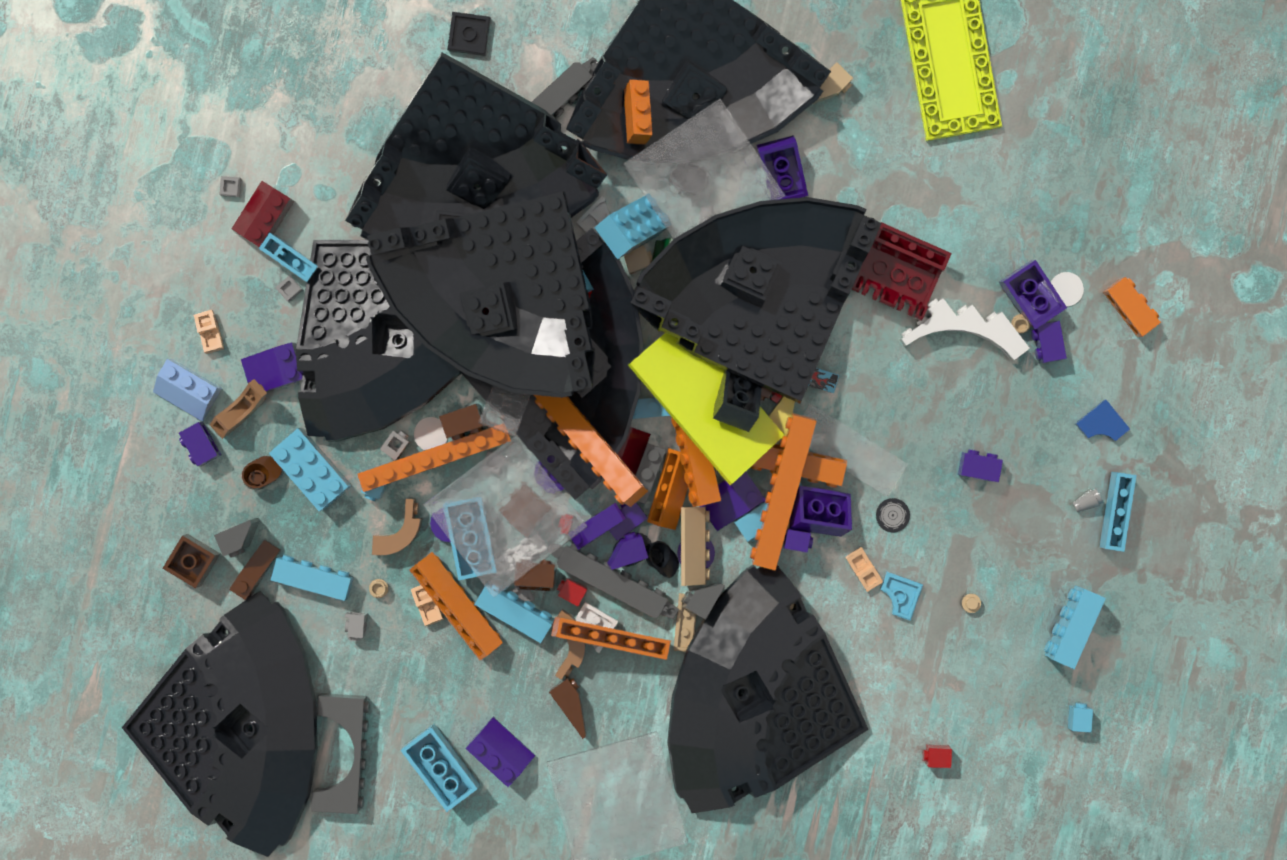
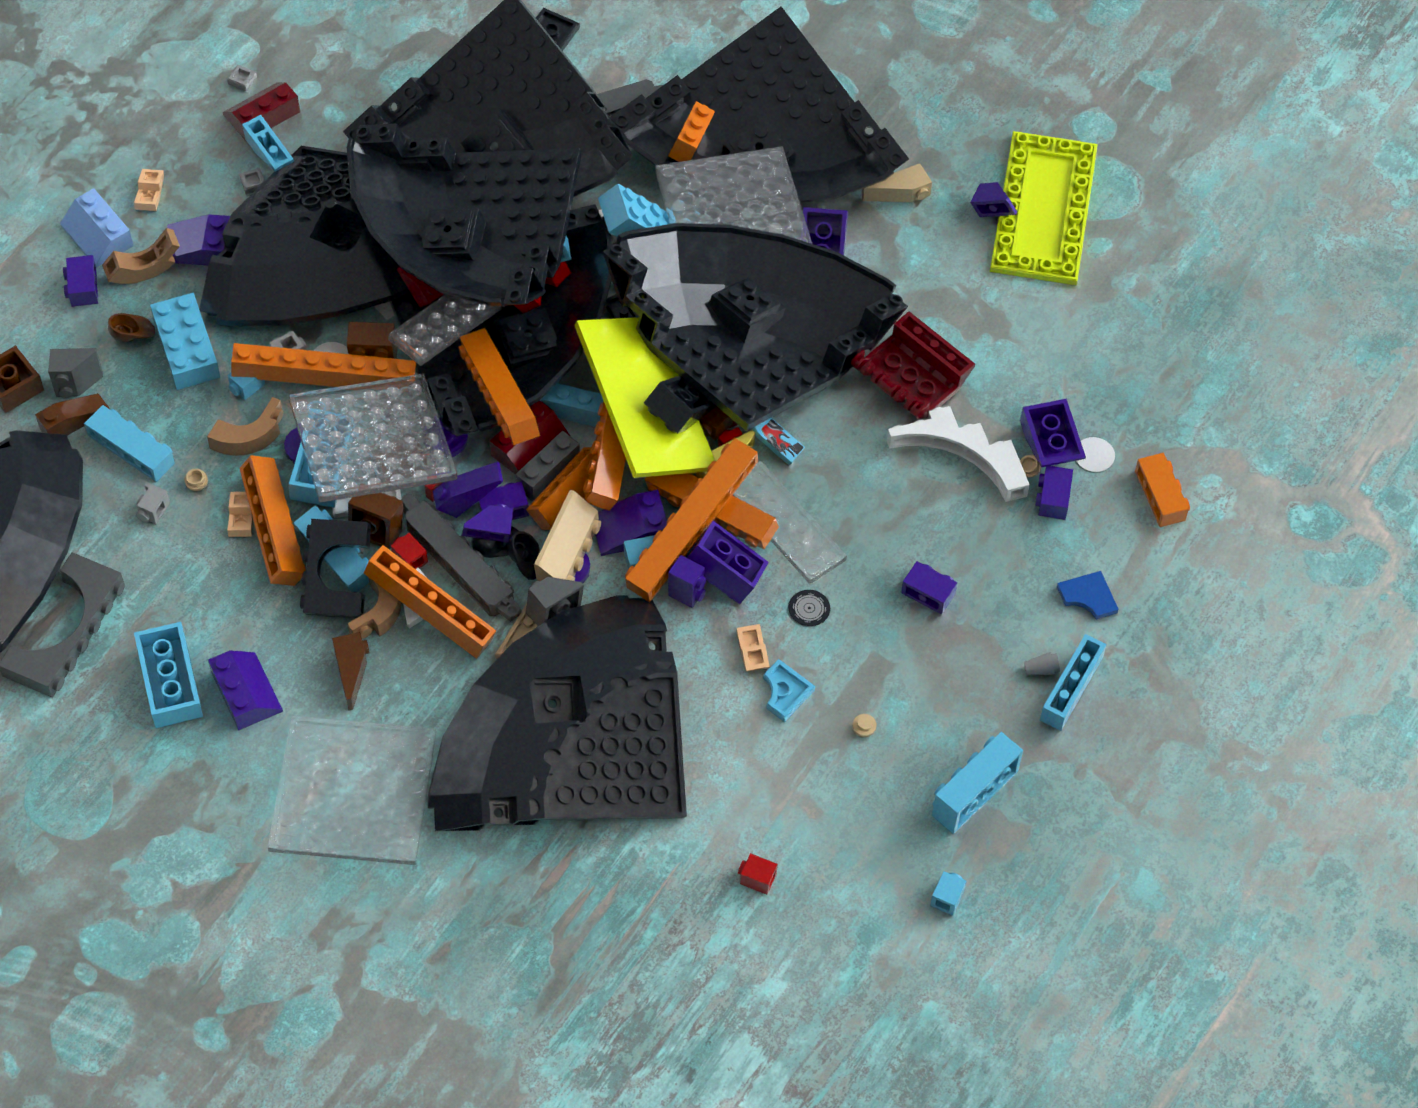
camera: 20 degrees right, 30 degrees down
(524, 659) = (323, 538): none -> black arch
(909, 75) = (992, 201): none -> dark purple slope

